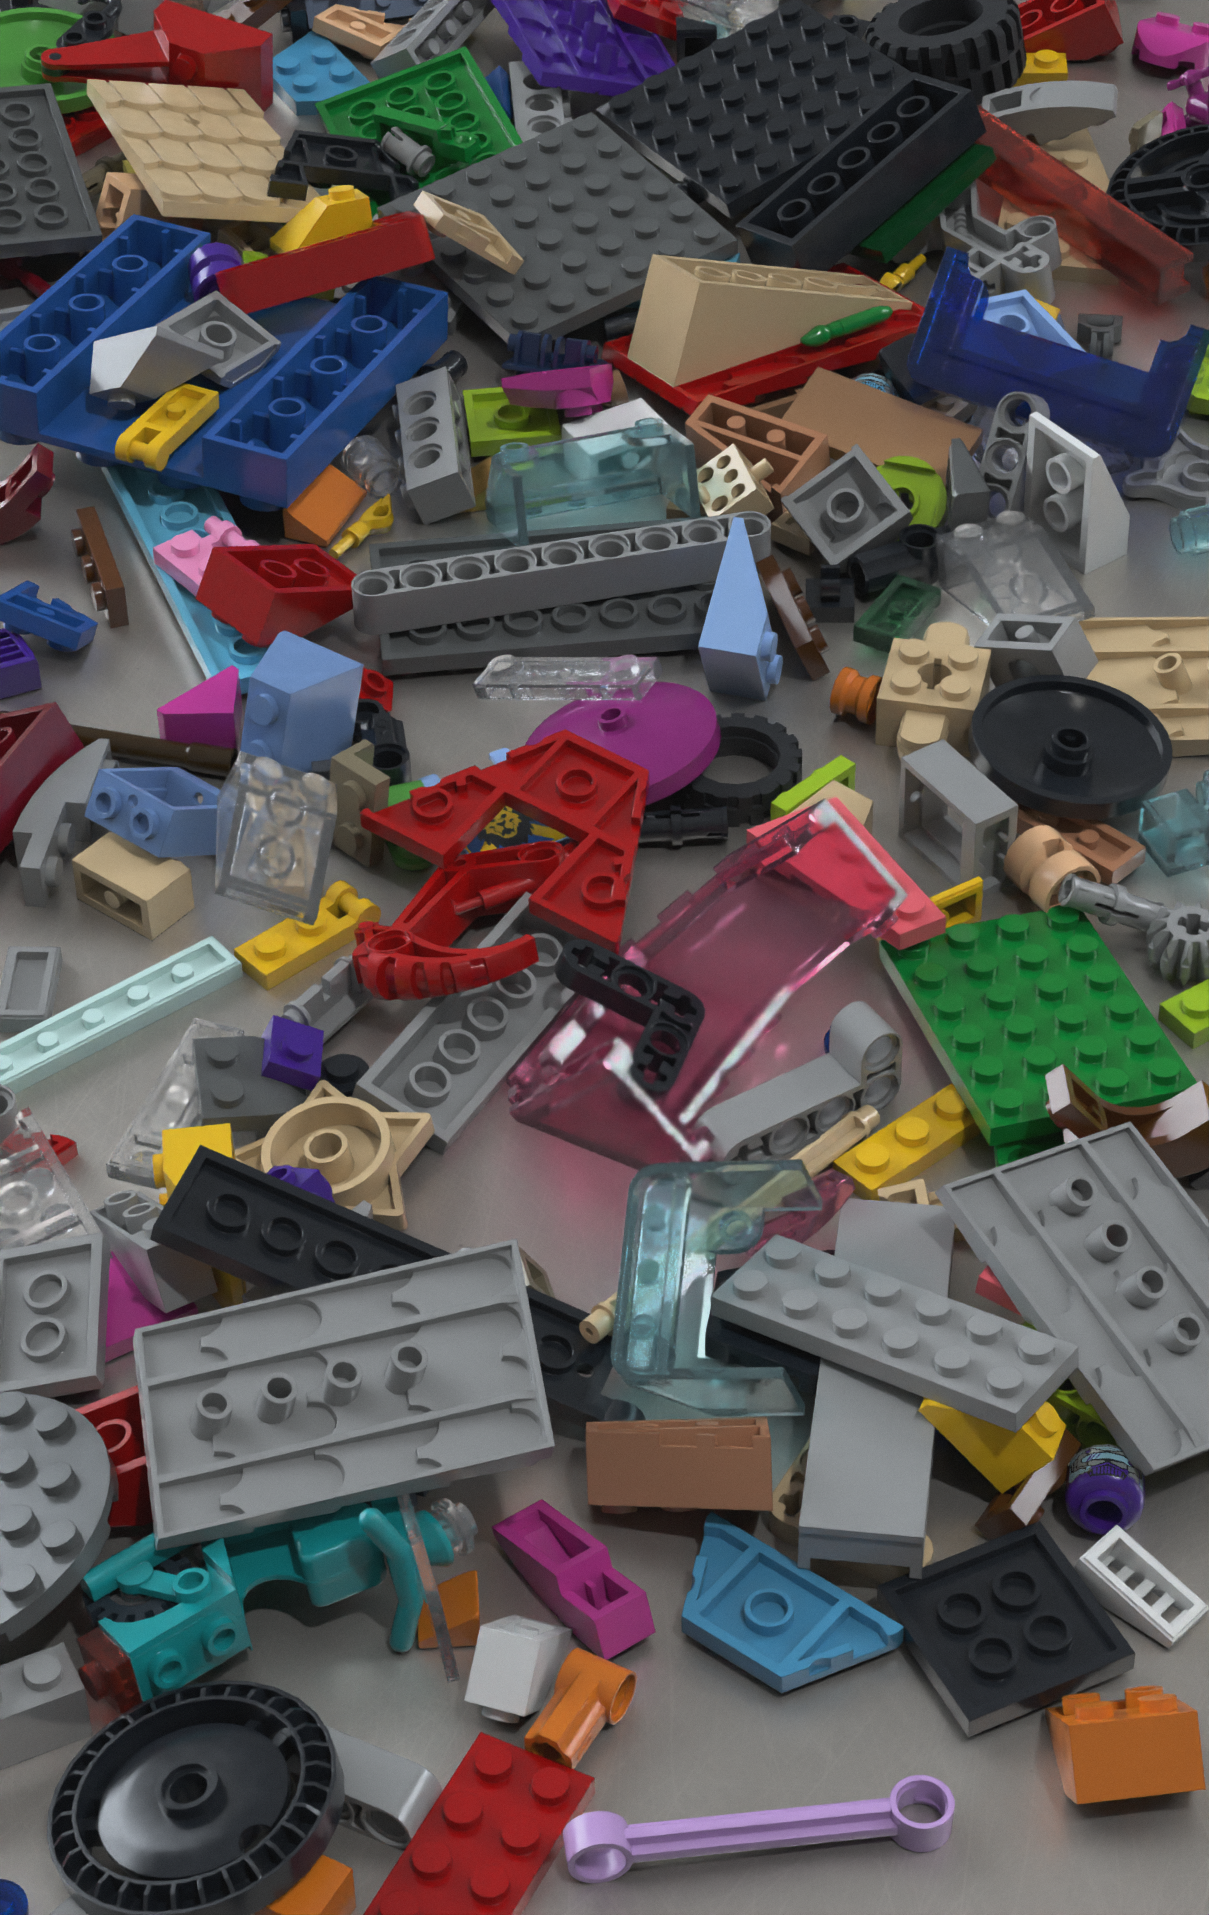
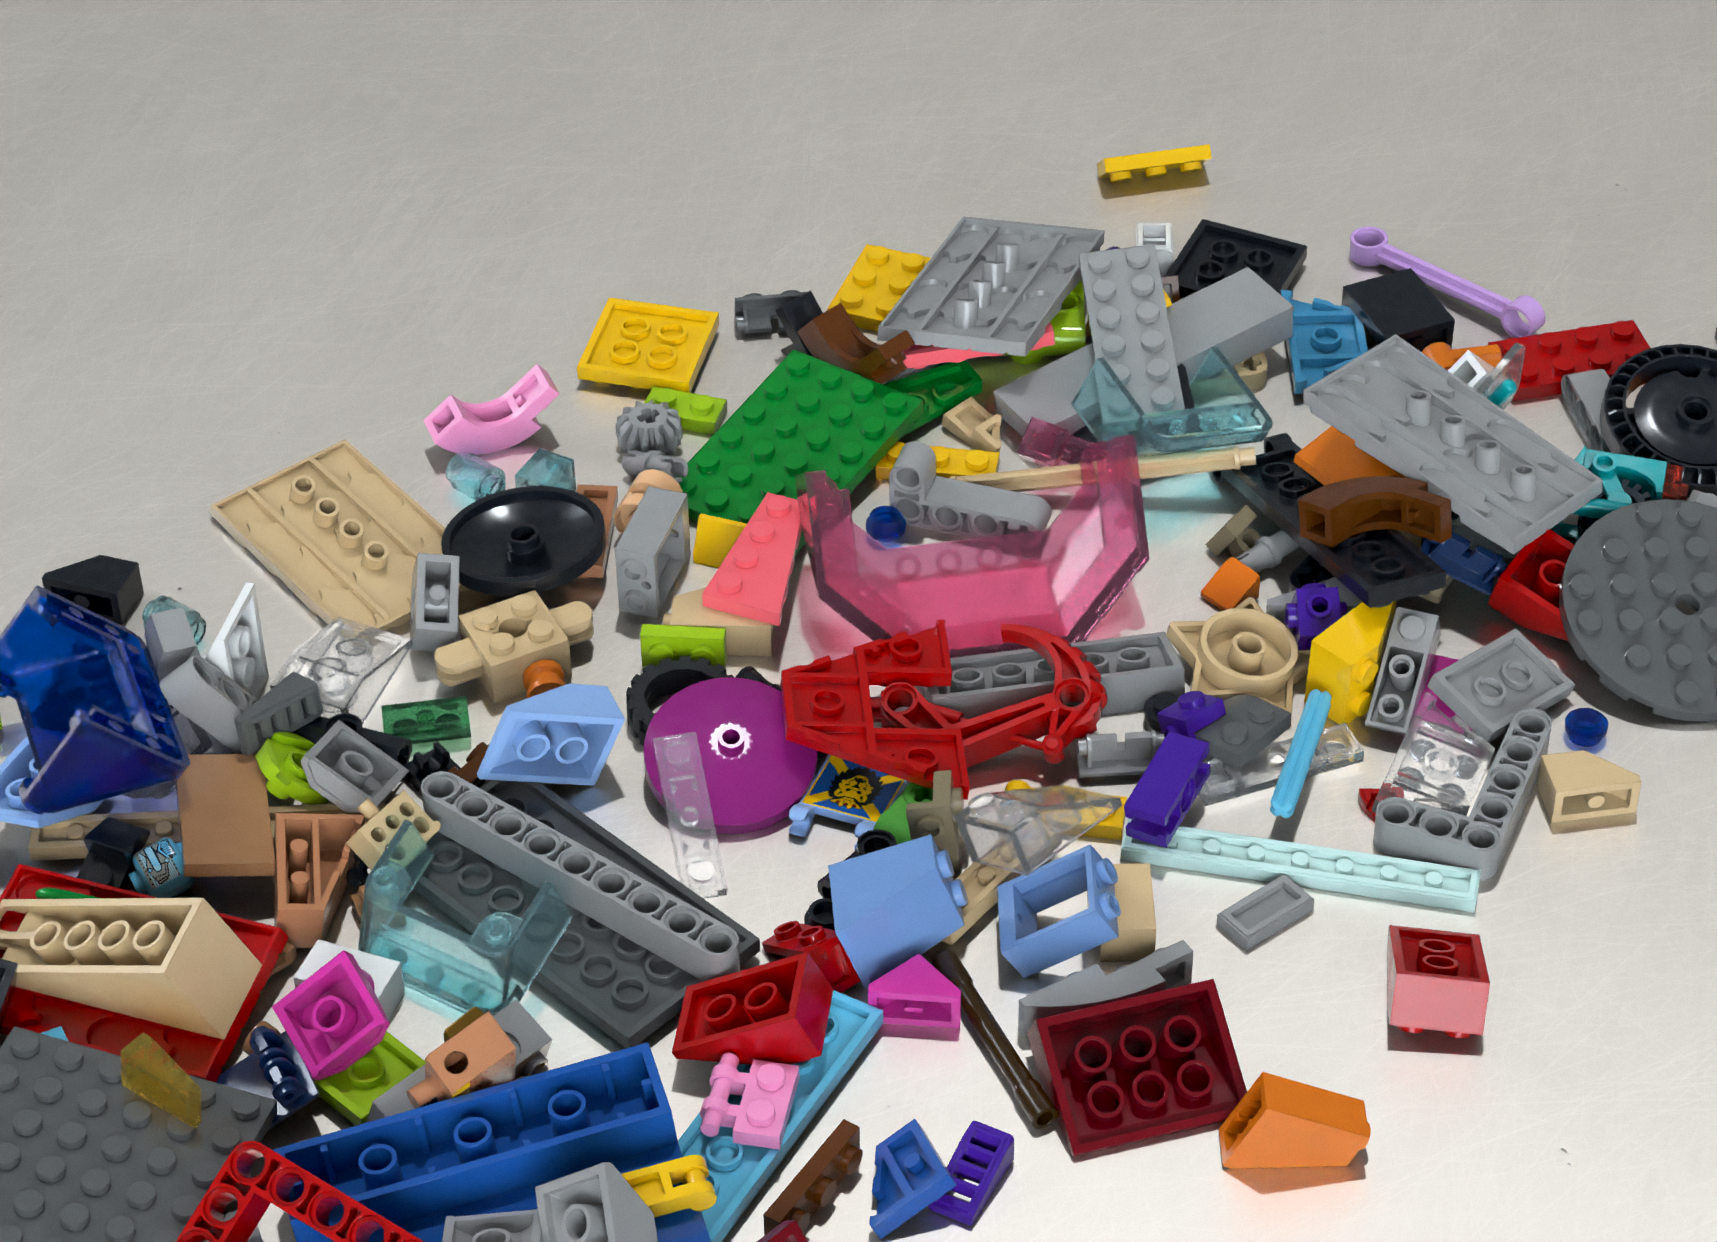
camera: 130 degrees left, 0 degrees up
(136, 1079) = (1300, 753): none -> medium azure axle
(216, 968) = (1167, 789): none -> dark purple piece
(355, 1245) = (1370, 504): none -> reddish brown arch
(397, 391) = (466, 1063): none -> nougat torso
(453, 1235) = (1231, 585): none -> orange slope
(468, 229) = (186, 1162): tan wing -> none
(598, 264) = (160, 1080): none -> clear yellow slope
(659, 1020) = (971, 590): black beam -> none
(679, 1464) = (1277, 377): nougat wedge -> none
(736, 1705) = (1400, 306): none -> black panel
(1096, 419) = (169, 640): none -> light grey slope
(1126, 1745) = (1256, 199): orange slope -> none

